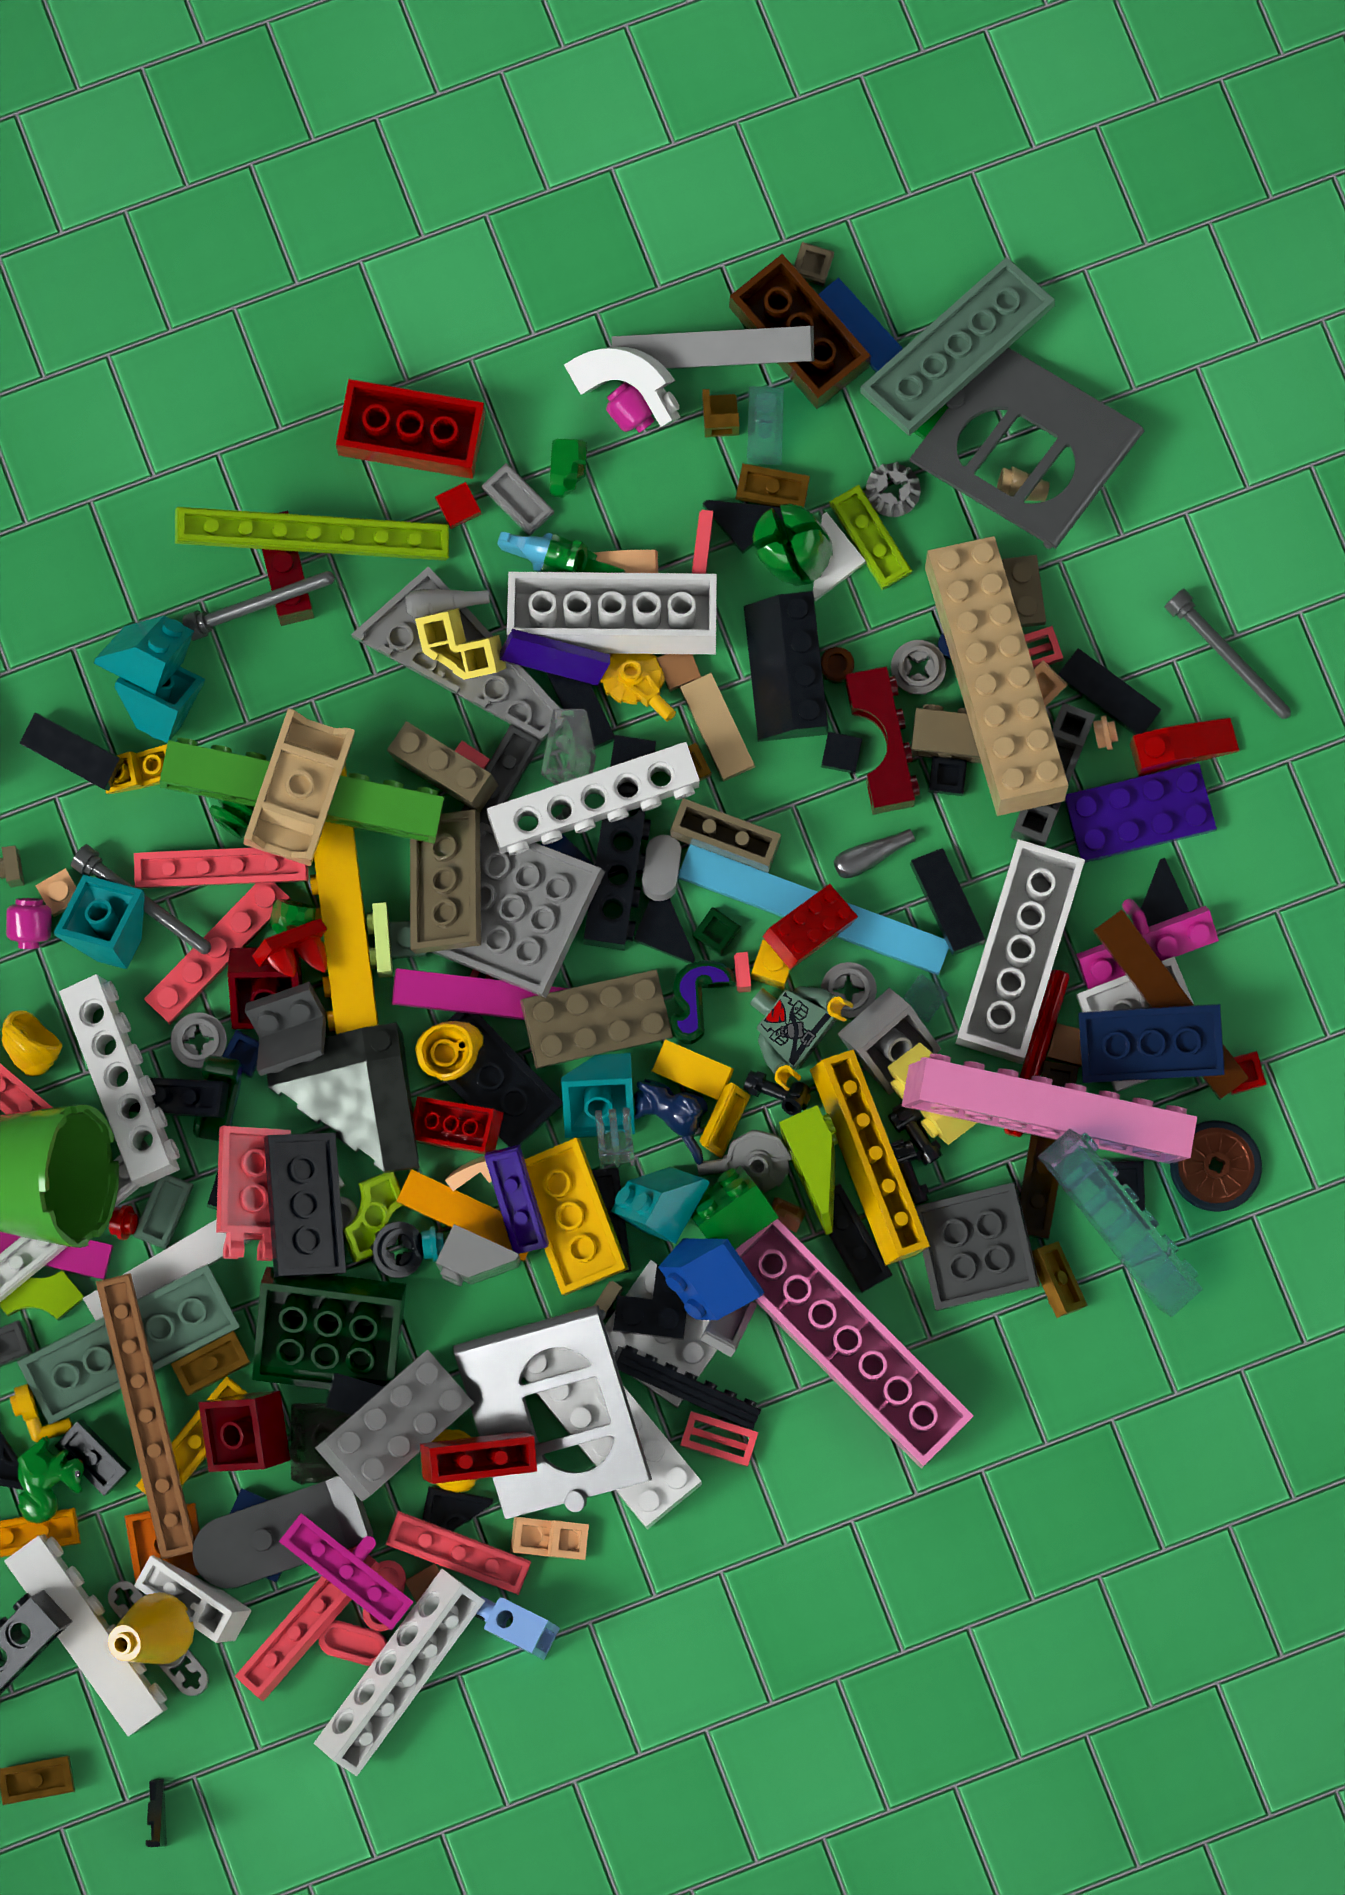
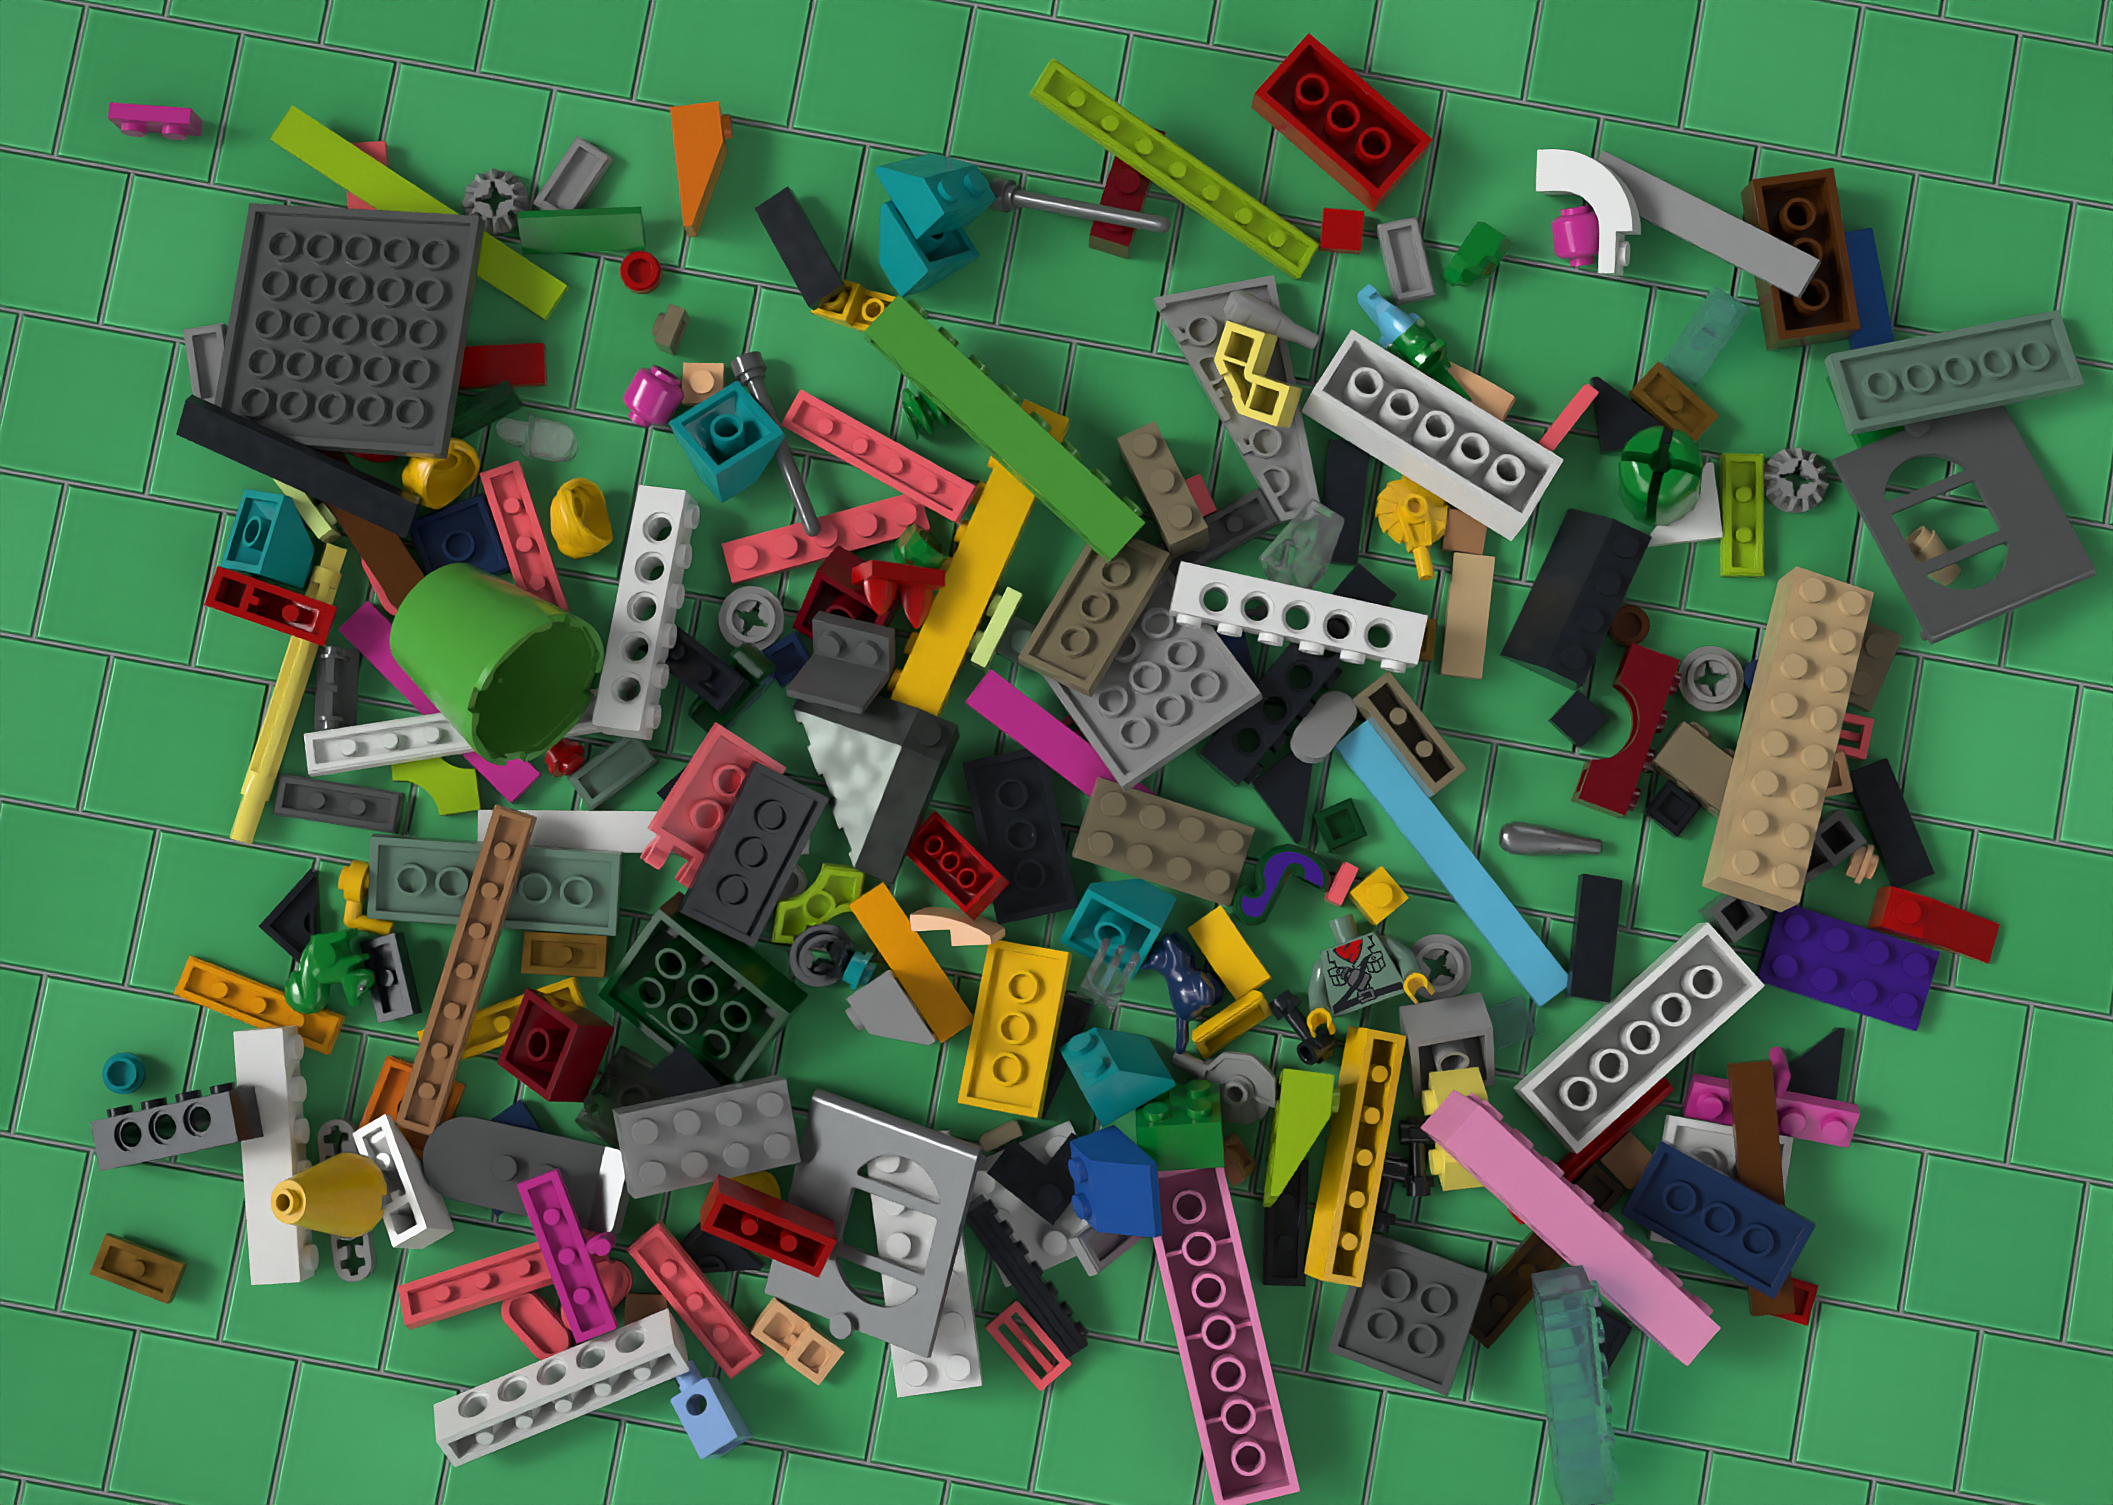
camera: 30 degrees right, 5 degrees up
(156, 1814) = (233, 1382): black tile -> none
(298, 788) = (1001, 424): tan piece -> none
(440, 1052) = (984, 780): yellow hair -> none
(516, 1199) = (969, 980): dark purple tile -> none
(554, 657) = (1345, 445): dark purple tile -> none
(720, 414) = (1664, 297): pearl gold panel -> none
(810, 926) = (1438, 881): red piece -> none
(814, 263) = (1856, 198): dark tan tile -> none
(1058, 1280) = (1471, 1397): pearl gold plate -> none
(1183, 607) = (2021, 781): dark grey piece -> none
(1238, 1175) = (1717, 1402): copper wheel -> none

